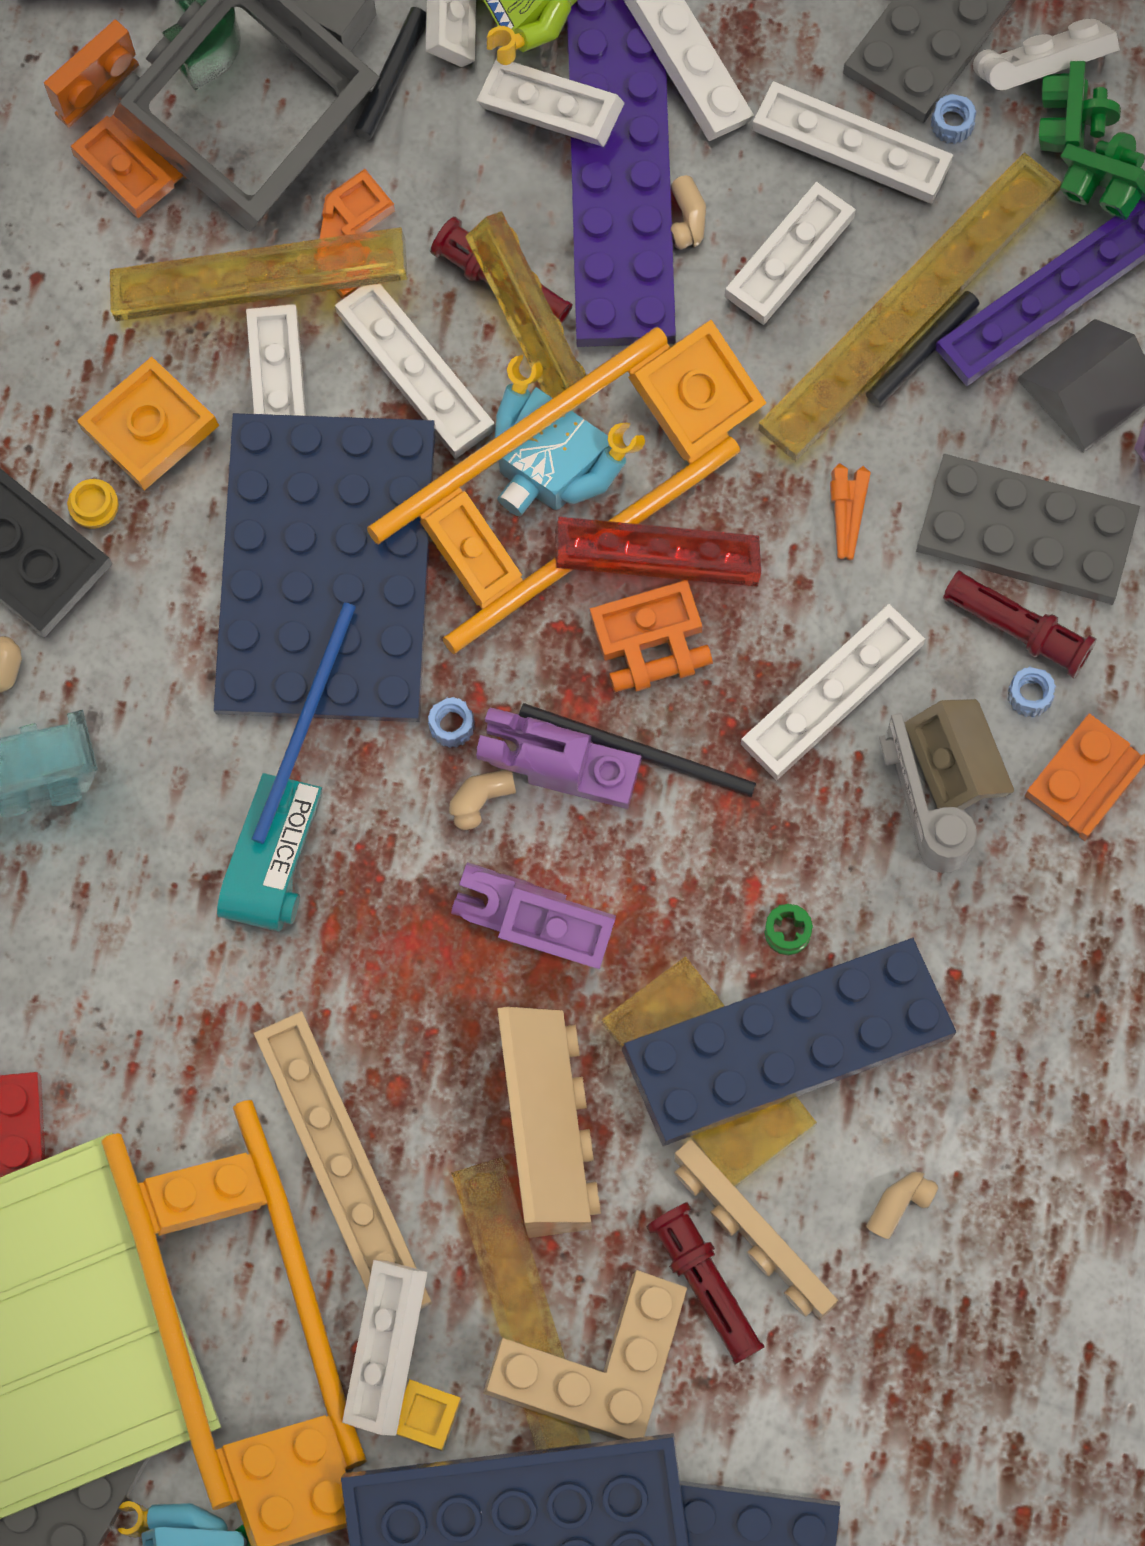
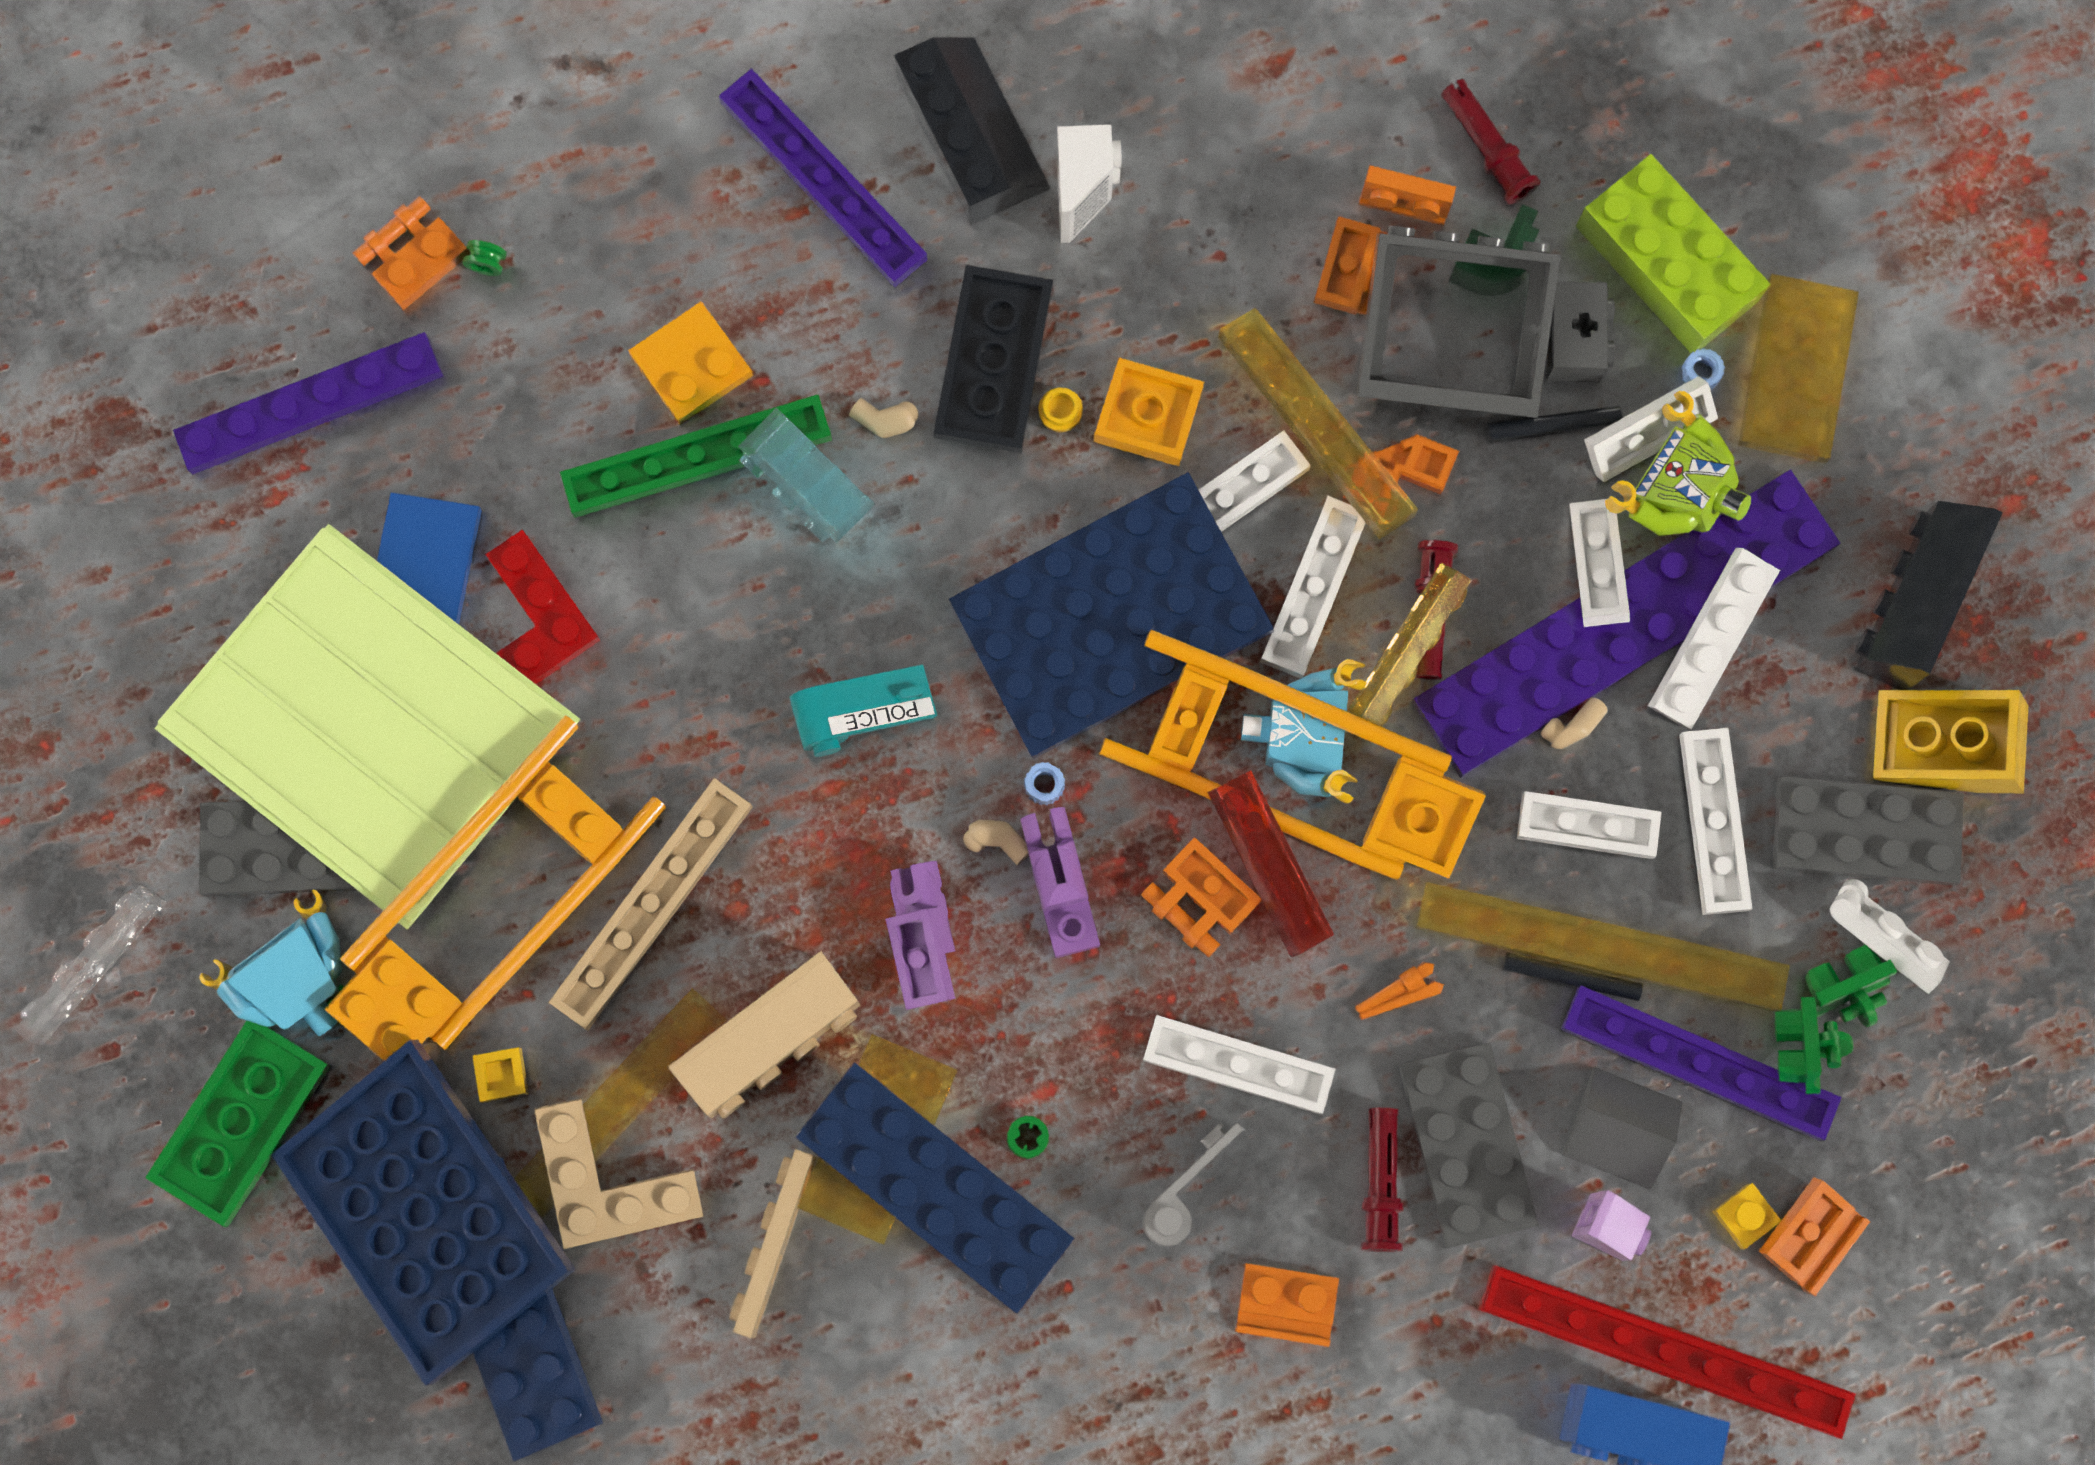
camera: 55 degrees right, 5 degrees up
(303, 723) = (973, 672): blue axle -> none
(384, 1347) = (528, 1015): white plate -> none
(646, 752) = (1105, 939): black axle -> none
(693, 1259) = (726, 1209): dark red pin -> none
(897, 1198) = (860, 1339): tan arm -> none
(957, 104) = (1801, 884): light blue axle -> none
(958, 754) = (1244, 1193): dark tan panel -> none
(1031, 676) = (1345, 1216): light blue axle -> none

